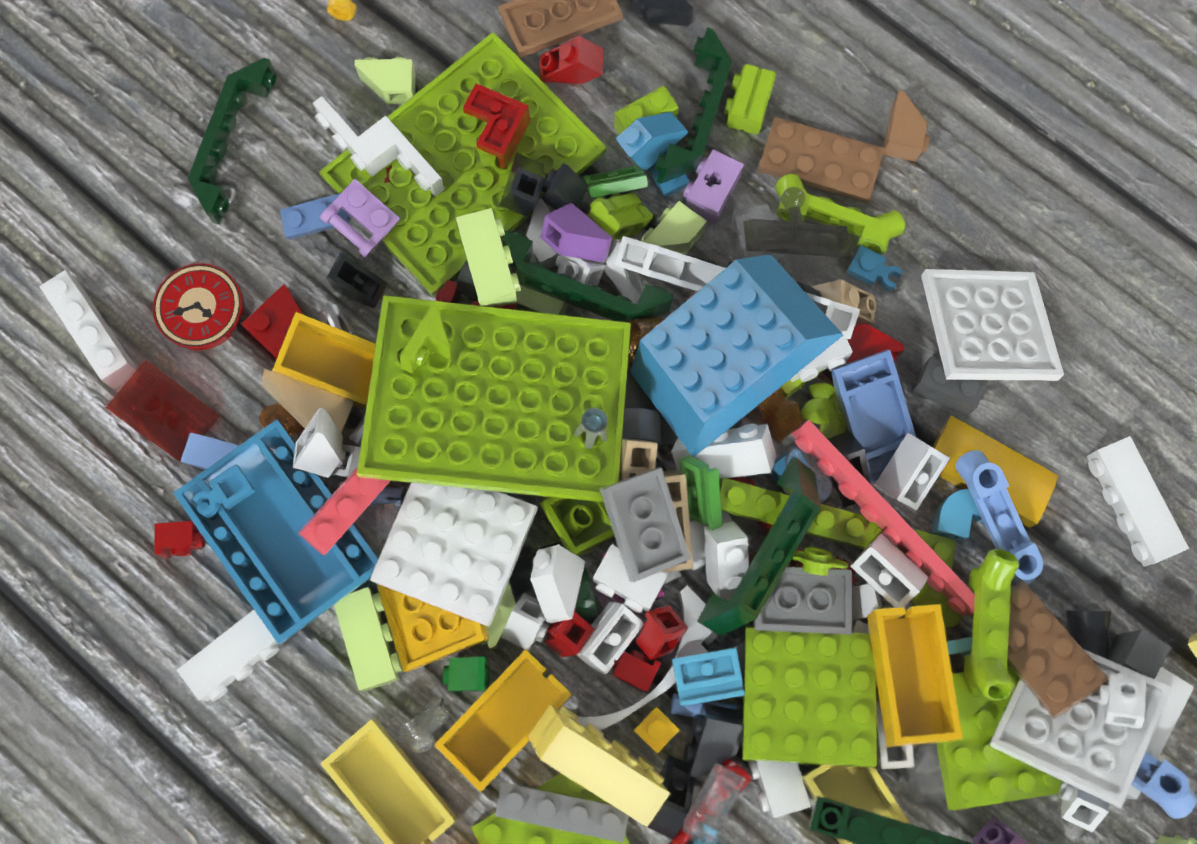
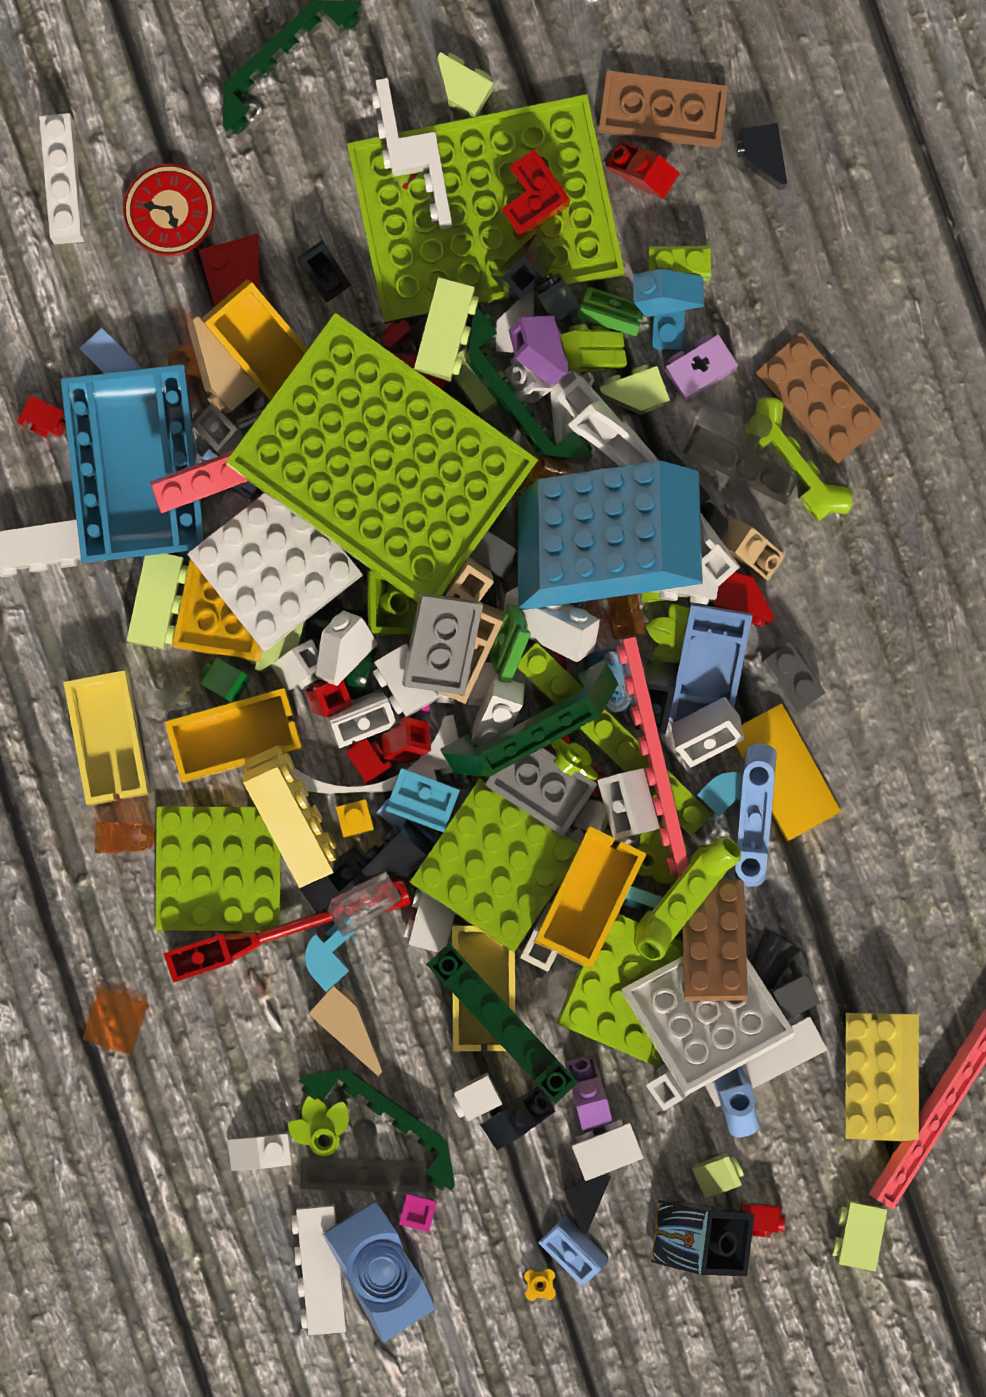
camera: 30 degrees right, 10 degrees up
(160, 409) = (86, 289): clear red slope -> none
(228, 489) = (110, 405): dark azure plate -> none
(305, 220) = (323, 186): medium blue hinge -> none
(319, 446) = (206, 412): white slope -> none
(334, 317) = (283, 295): flat silver piece -> none
(365, 210) = (368, 212): lavender plate -> none
(427, 335) = (353, 374): lime slope -> none
(561, 812) = (238, 837): light grey plate -> none
(593, 424) = (446, 535): piece -> none
(713, 58) = (779, 238): dark green slope -> none
(750, 99) = (788, 301): lime brick -> none
(869, 266) = (797, 526): dark azure plate -> none
(905, 130) = (913, 417): medium nougat slope -> none
(991, 325) = (863, 645): white plate -> none
(1124, 700) = (745, 1016): white brick -> none
(1136, 502) = (890, 874): white brick -> none

